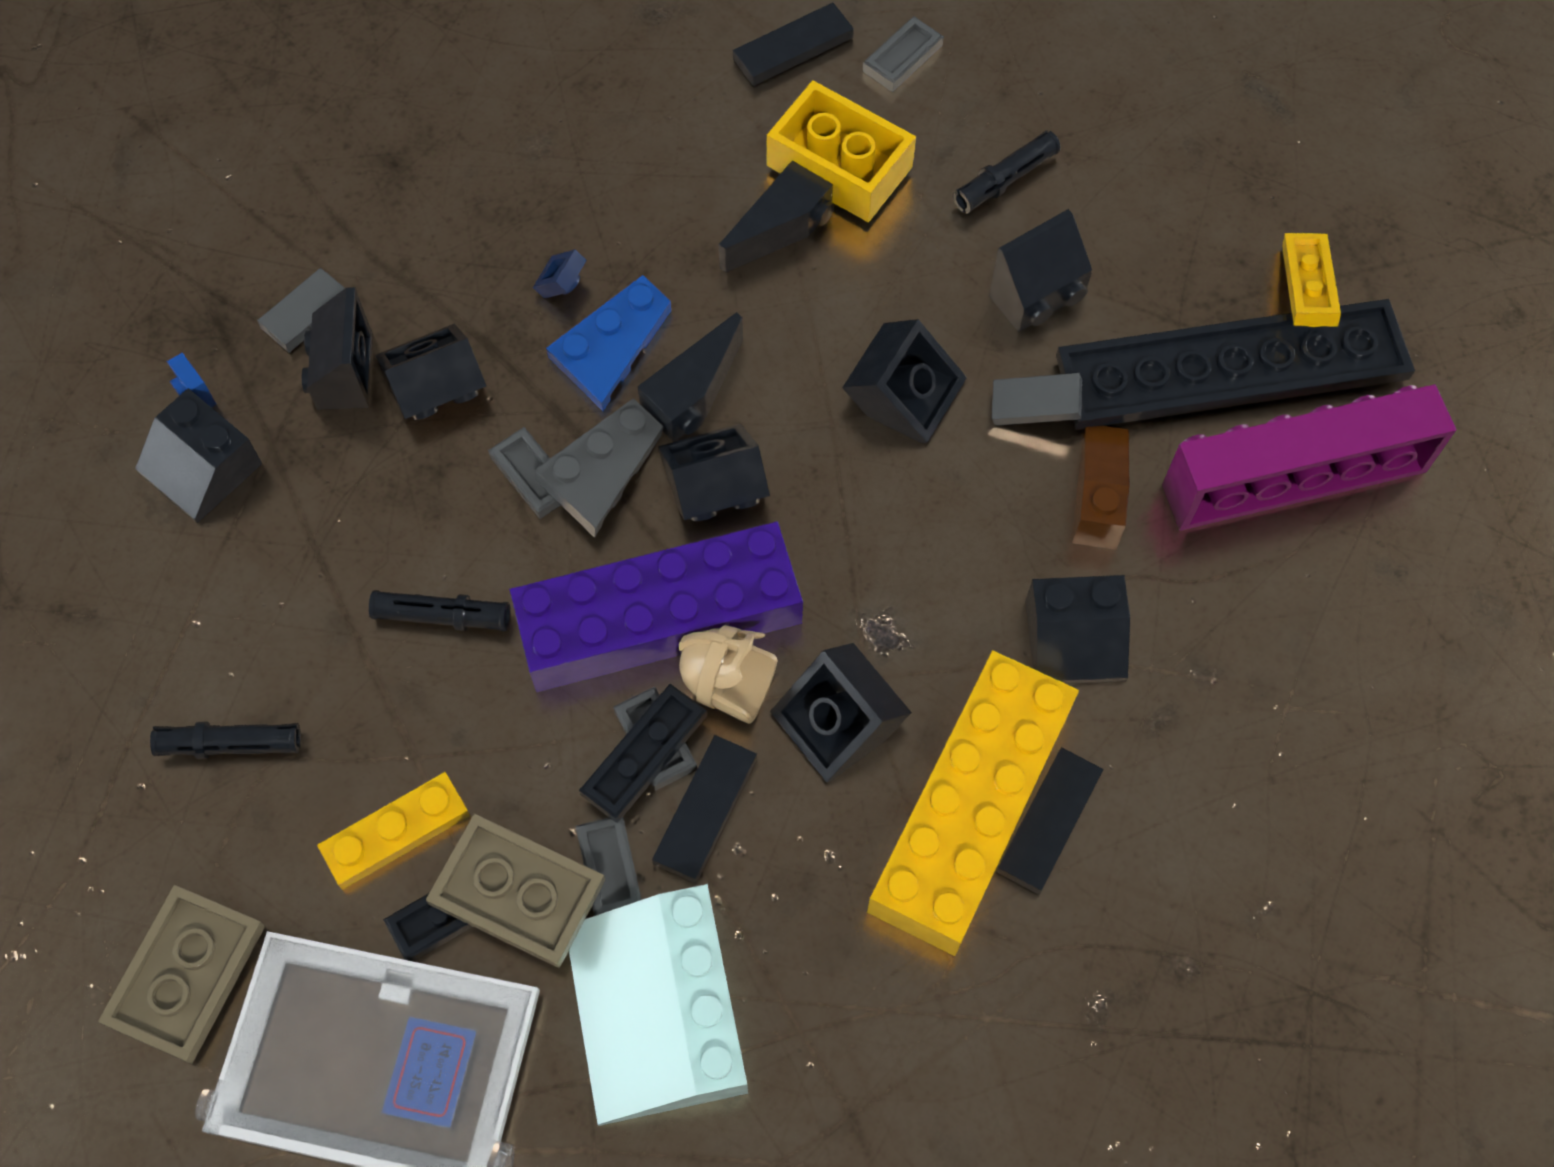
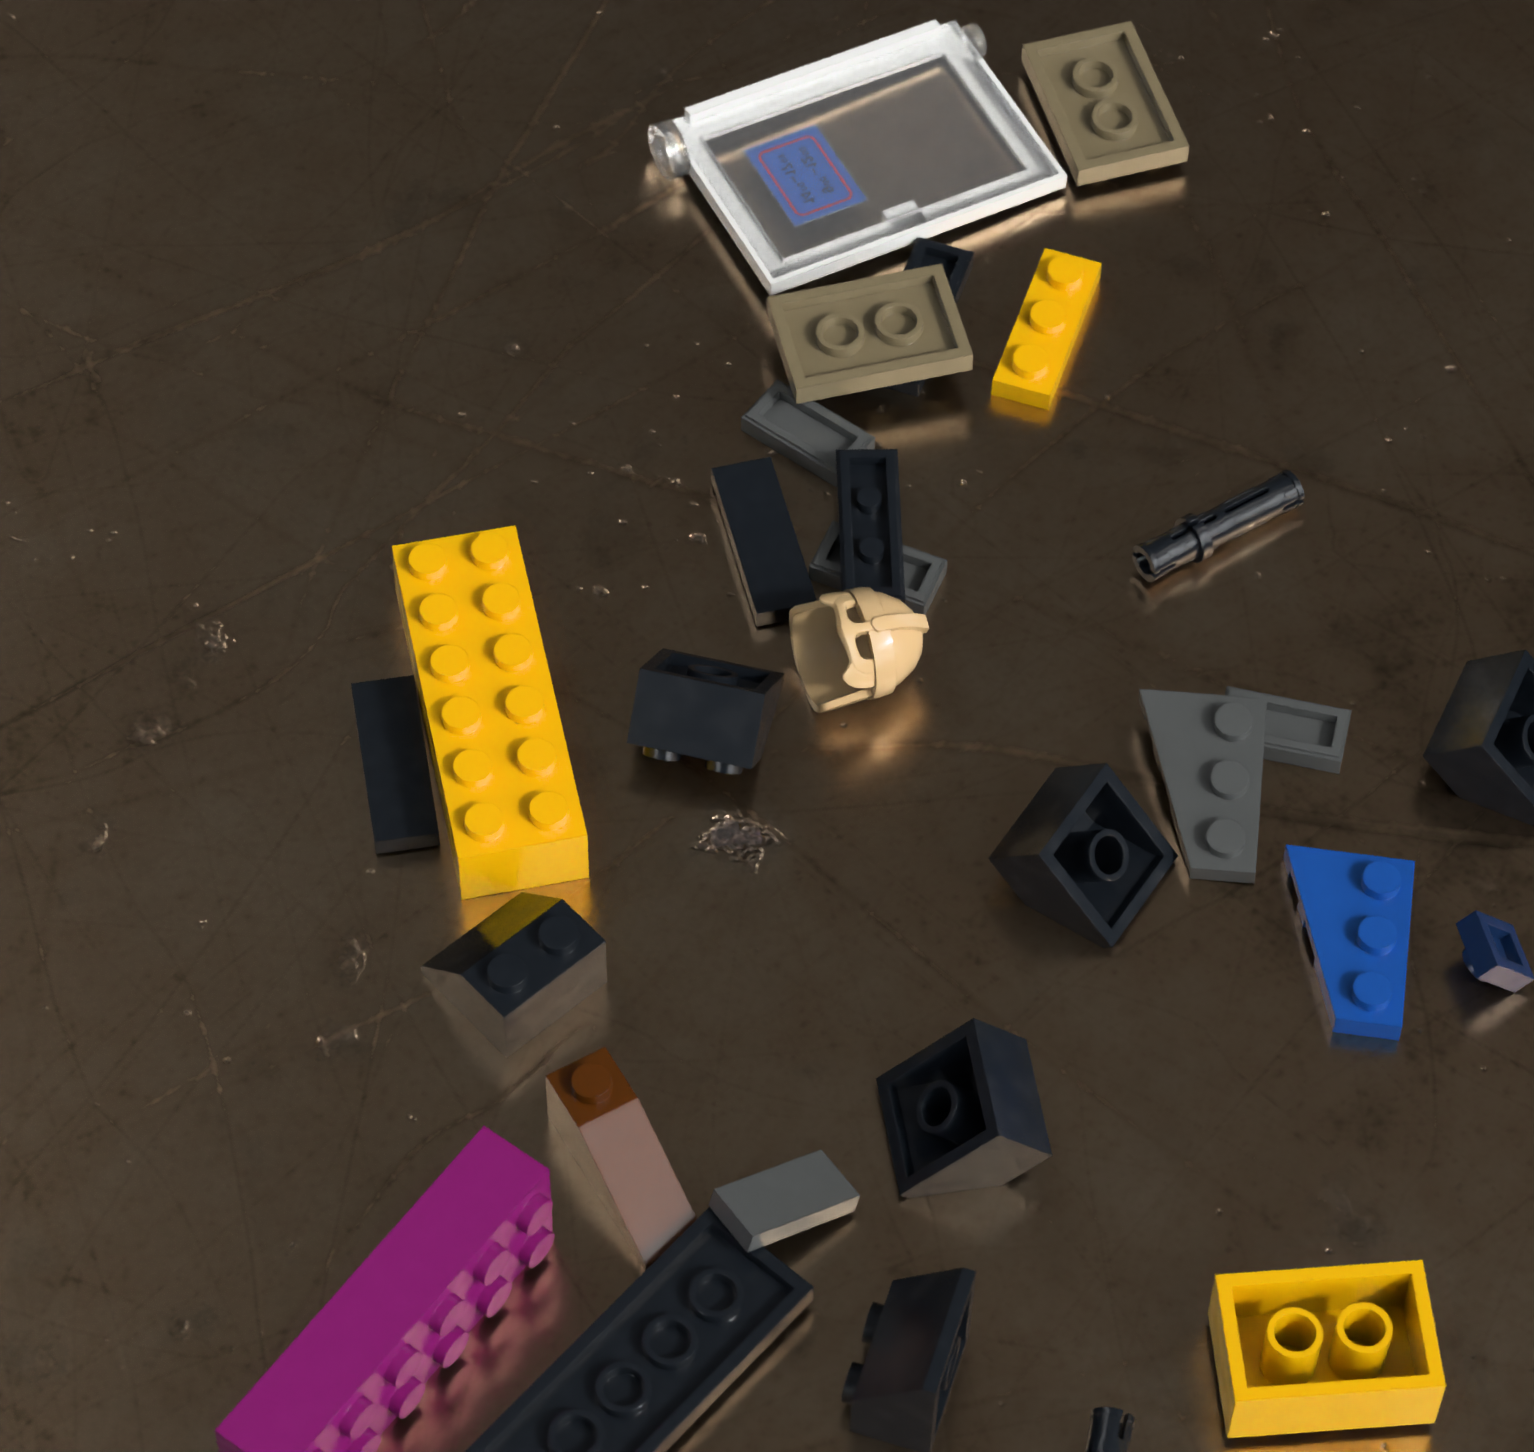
camera: 140 degrees right, 10 degrees down
(209, 739) = (1307, 271): black pin -> none
(646, 604) = (993, 671): dark purple brick -> none
(656, 1007) = (639, 355): light aqua slope -> none
(687, 386) = (1204, 932): black slope -> none
(779, 218) = (1318, 1210): black slope -> none

